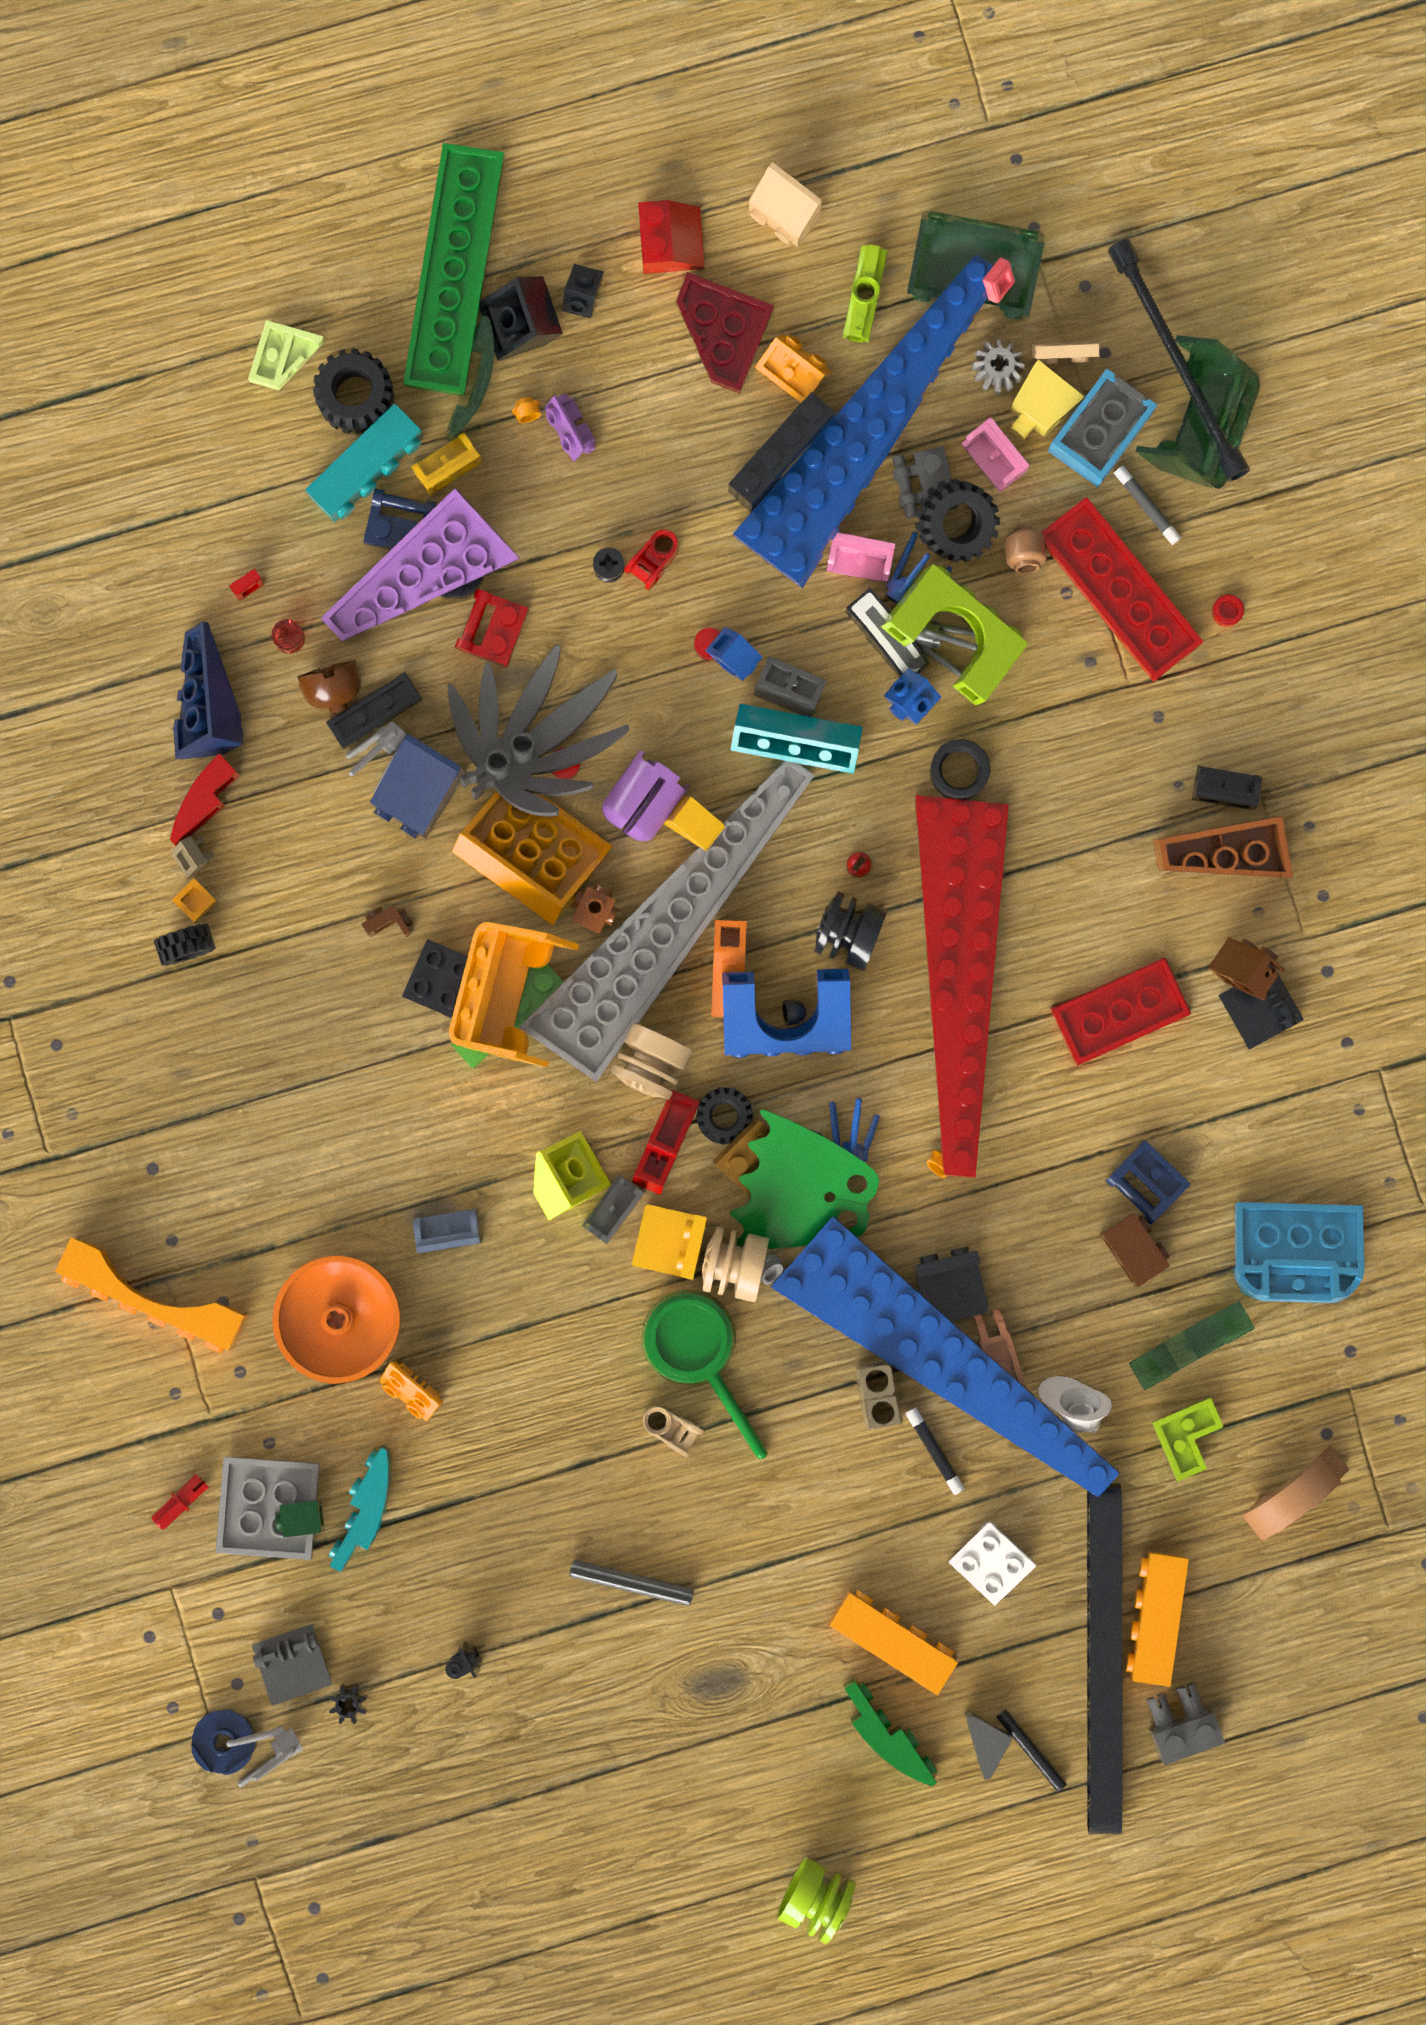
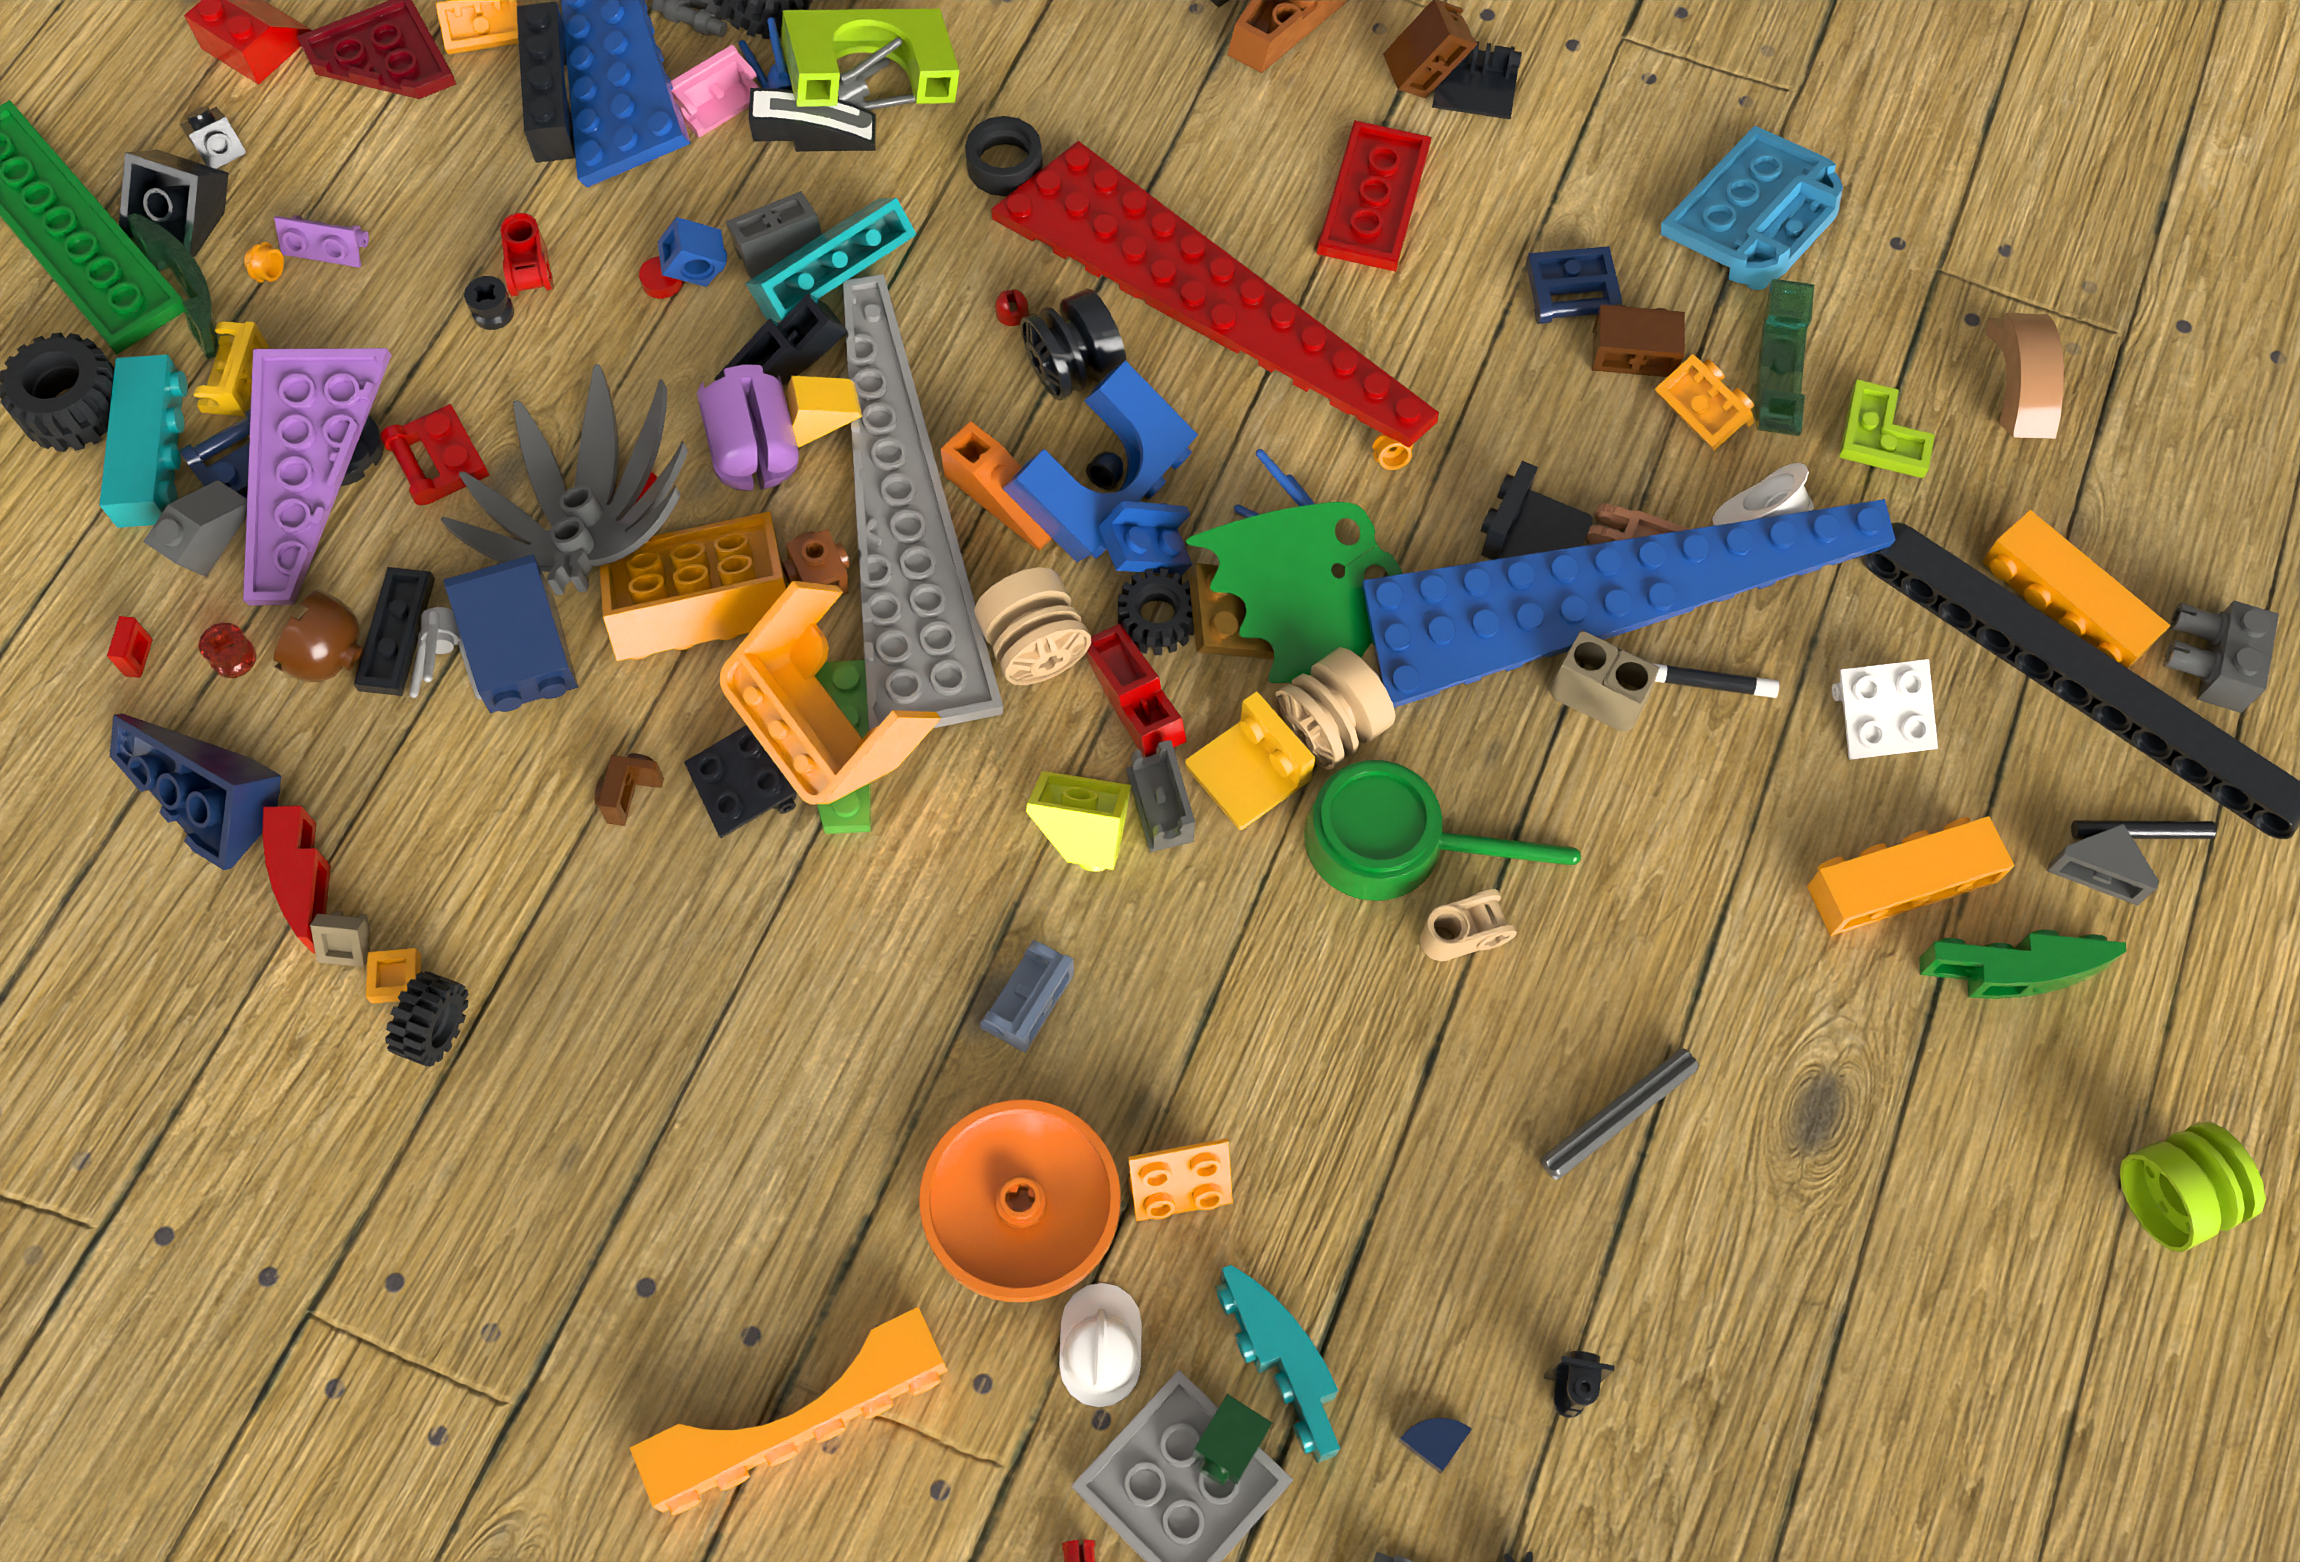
camera: 50 degrees left, 20 degrees down
(304, 1413) = (1100, 1345): none -> white piece
(340, 552) = (199, 527): none -> dark grey slope
(387, 1612) = (1435, 1440): none -> dark blue tile
(713, 763) = (794, 342): none -> black slope
(757, 1077) = (1146, 537): none -> blue bracket
(911, 697) = (892, 137): blue brick -> none
(1124, 1320) = (1705, 402): none -> light orange bracket

